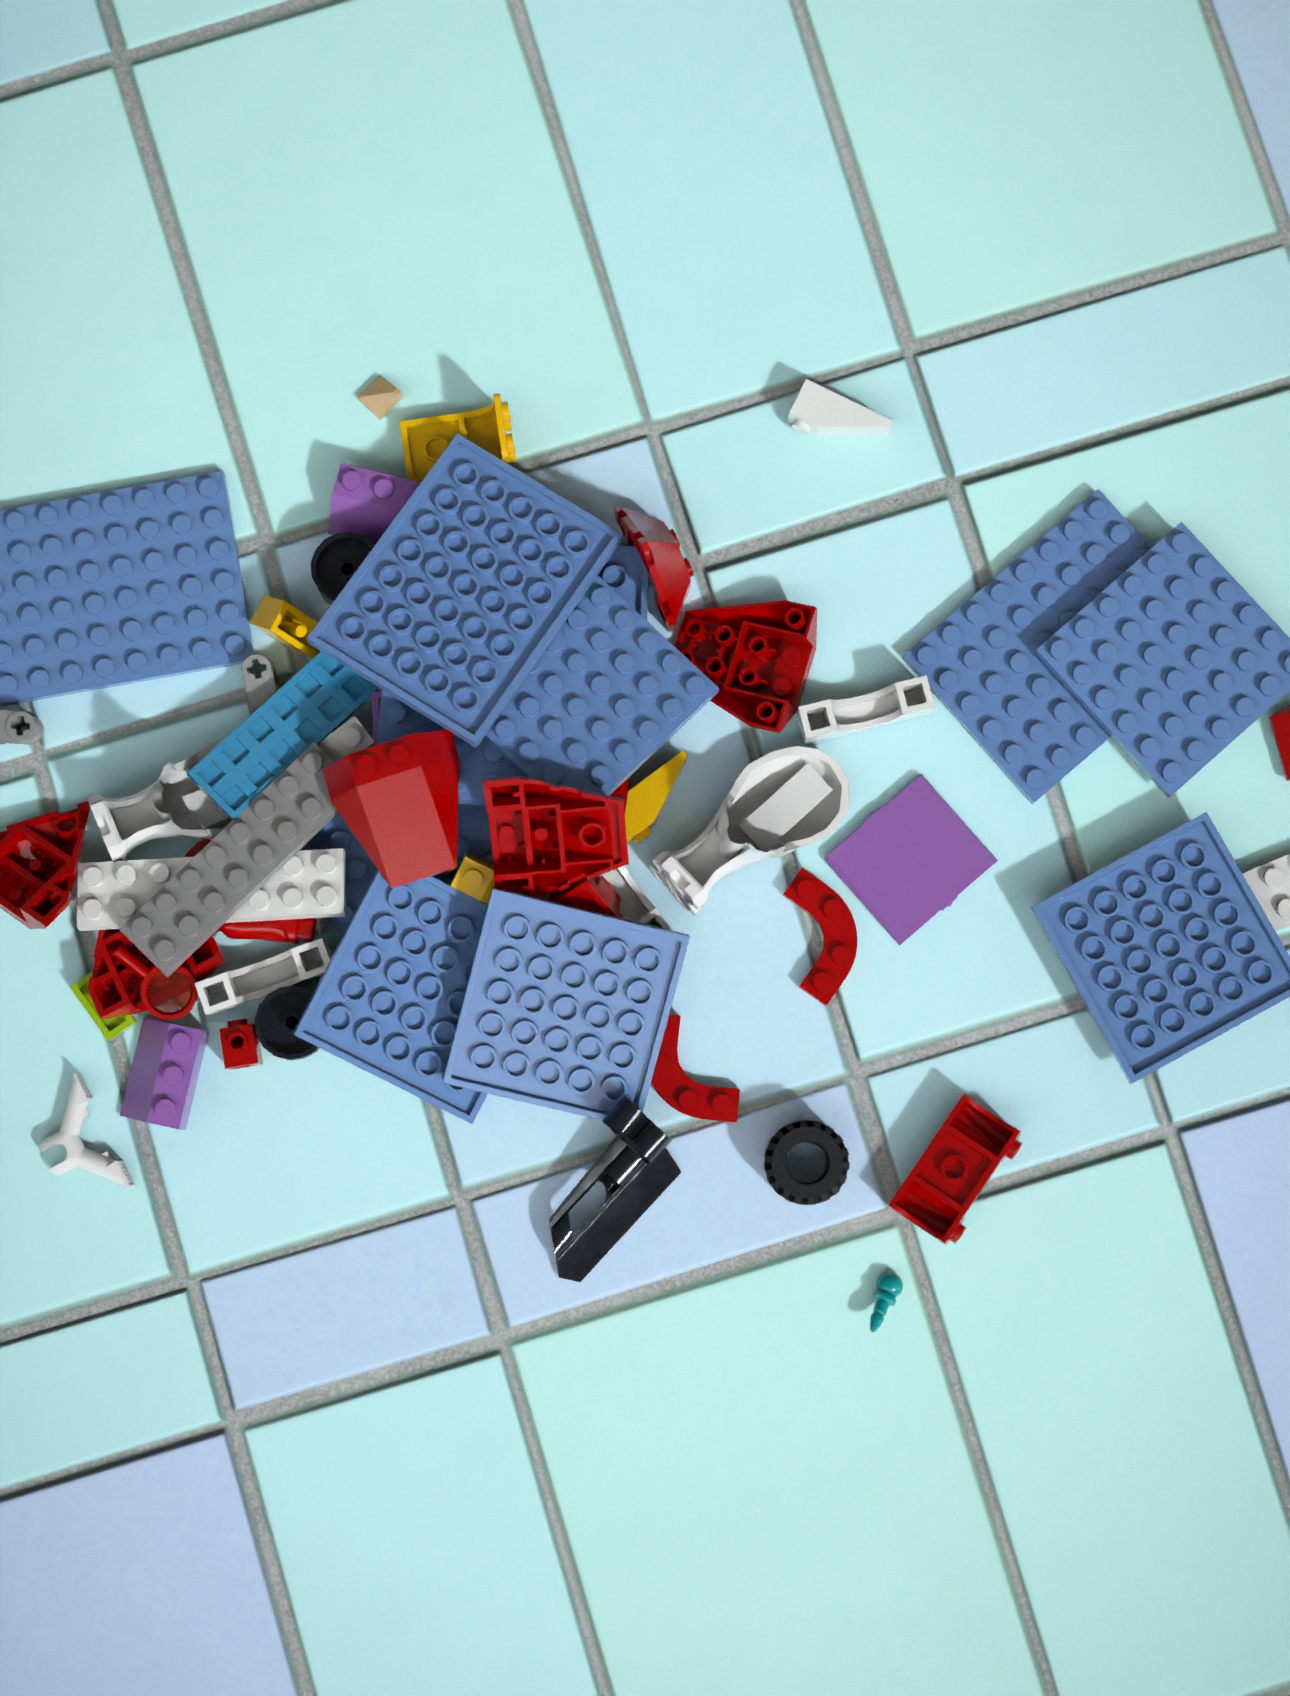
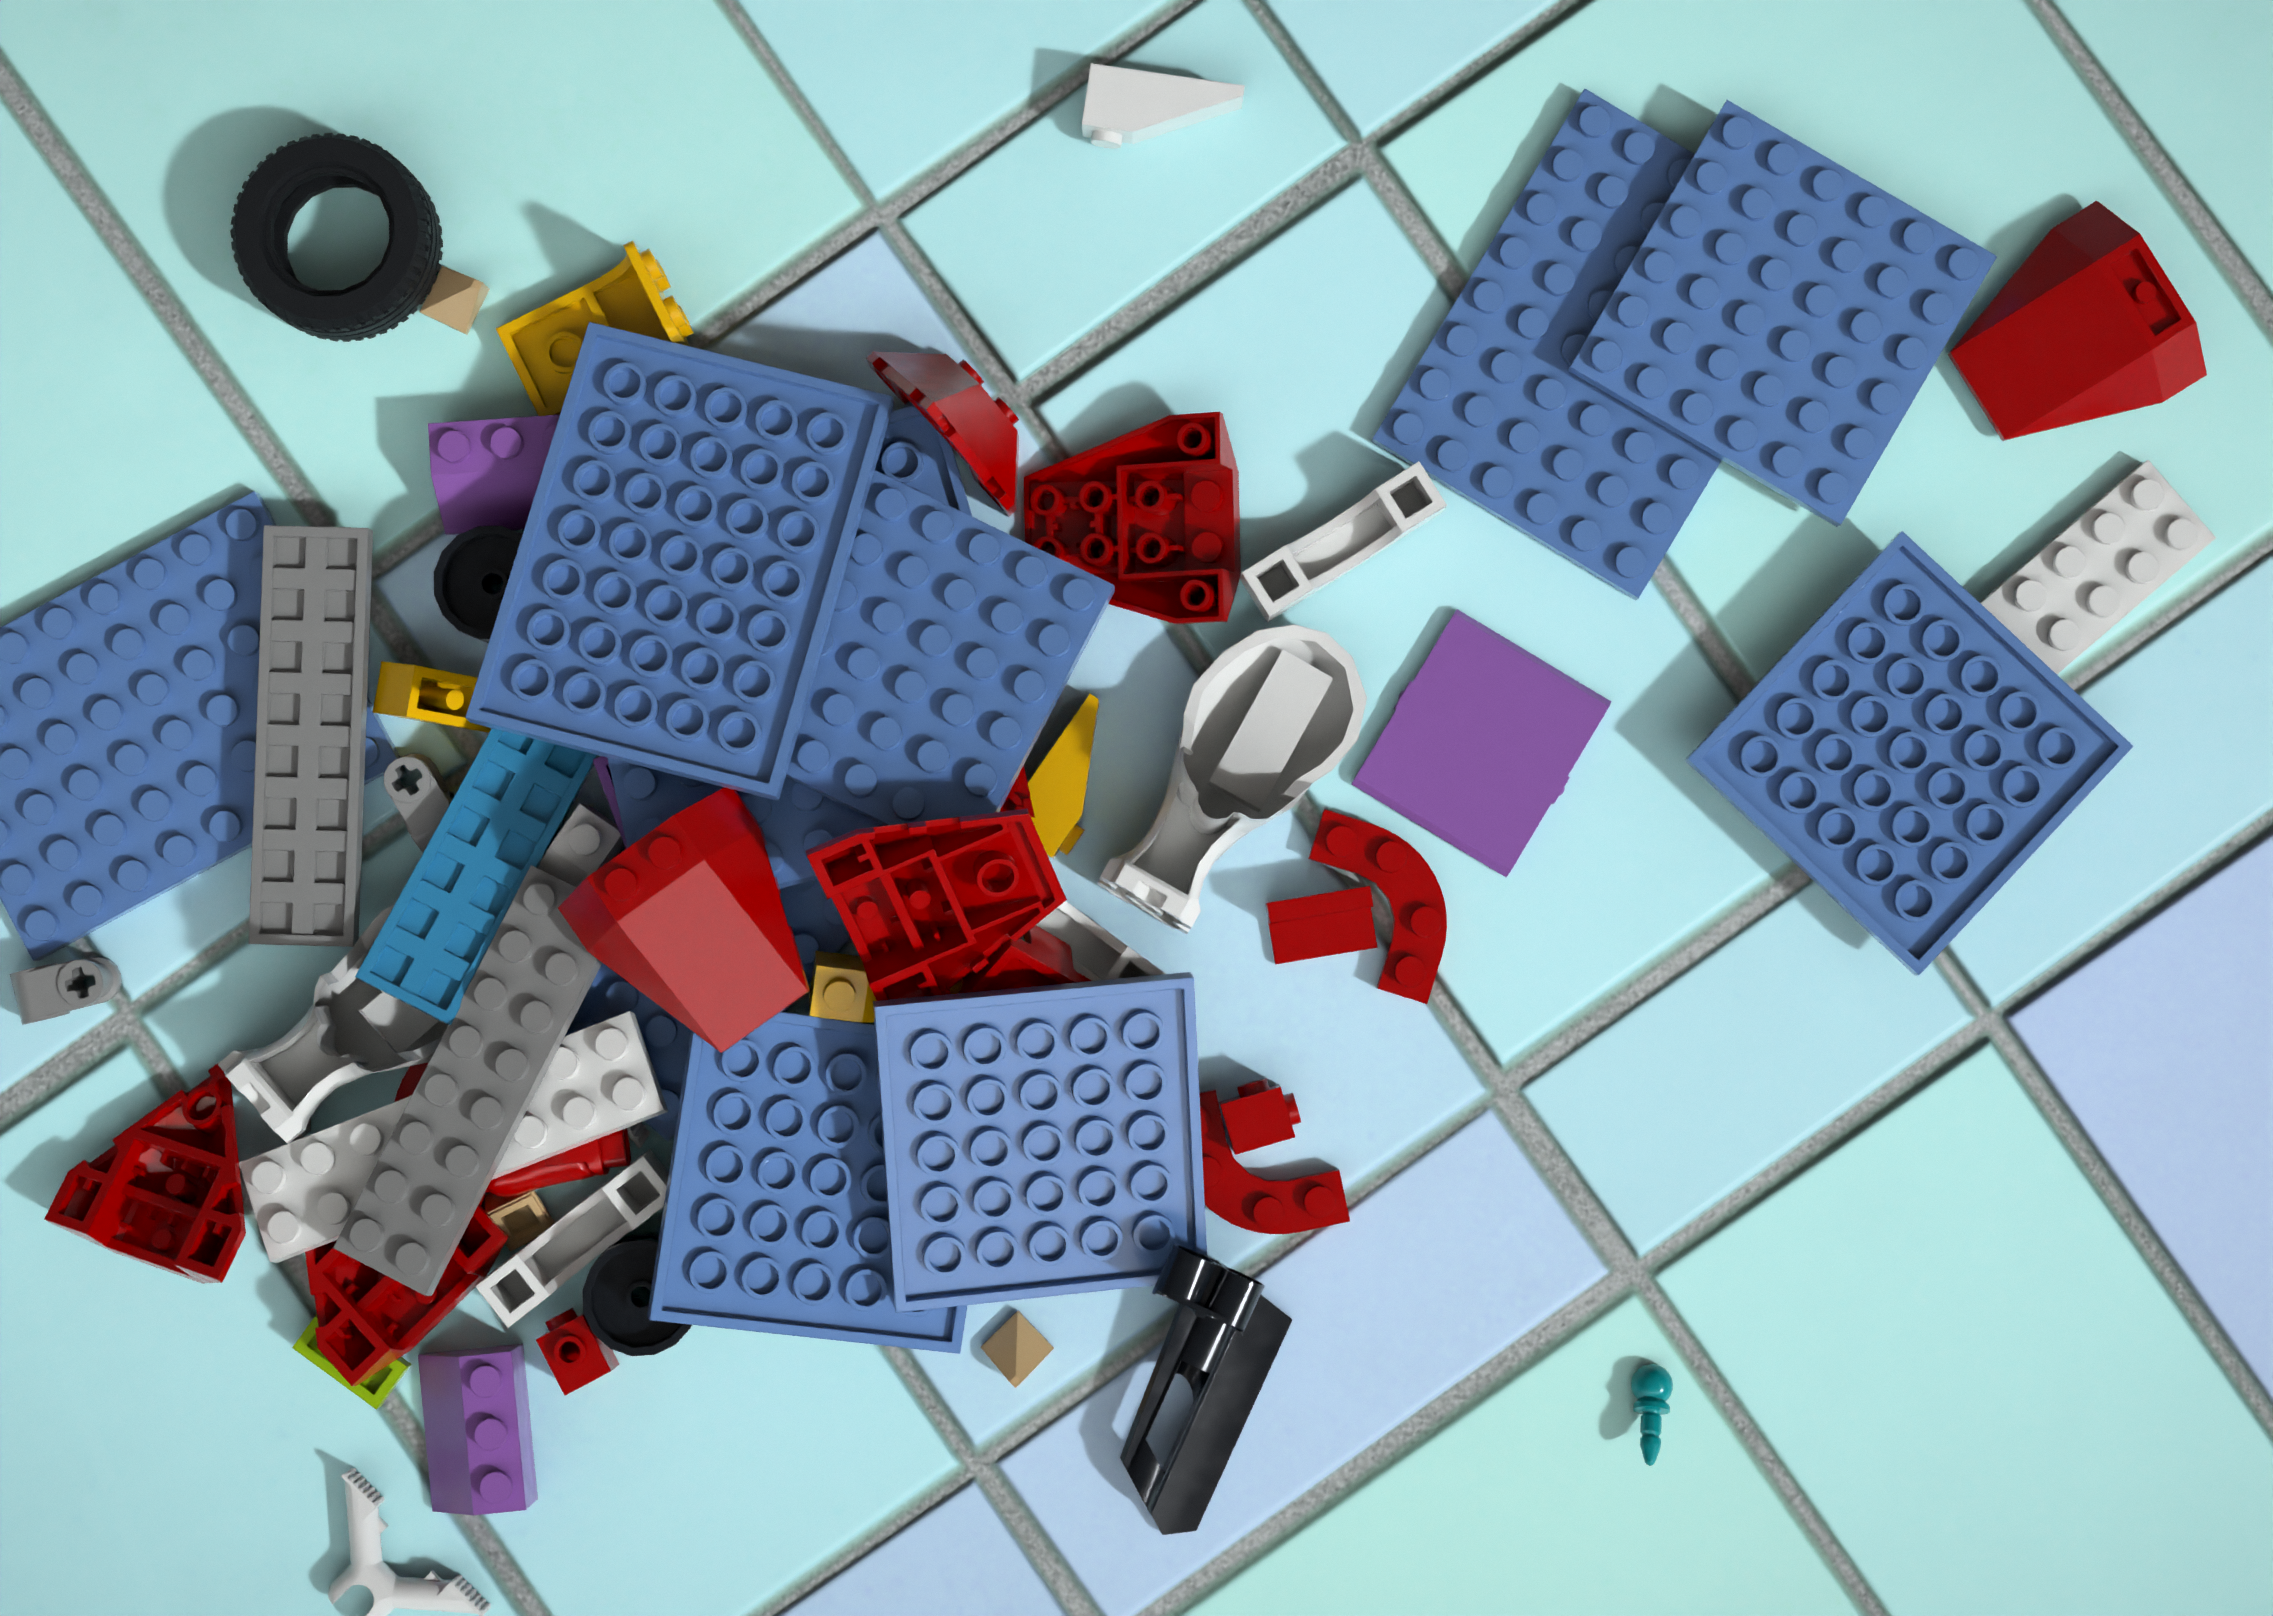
camera: 15 degrees left, 5 degrees up
(160, 995) = (434, 1322): piece -> none
(207, 624) = (310, 736): none -> light grey plate
(235, 953) = (519, 1216): none -> tan slope
(320, 293) = (285, 185): none -> black tyre
(507, 1133) = (1017, 1348): none -> tan slope
(702, 1039) = (1259, 1116): none -> red brick
(777, 936) = (1321, 925): none -> red panel
(836, 1162) = (1511, 1273): black tyre -> none
(955, 1170) = (1697, 1187): red piece -> none

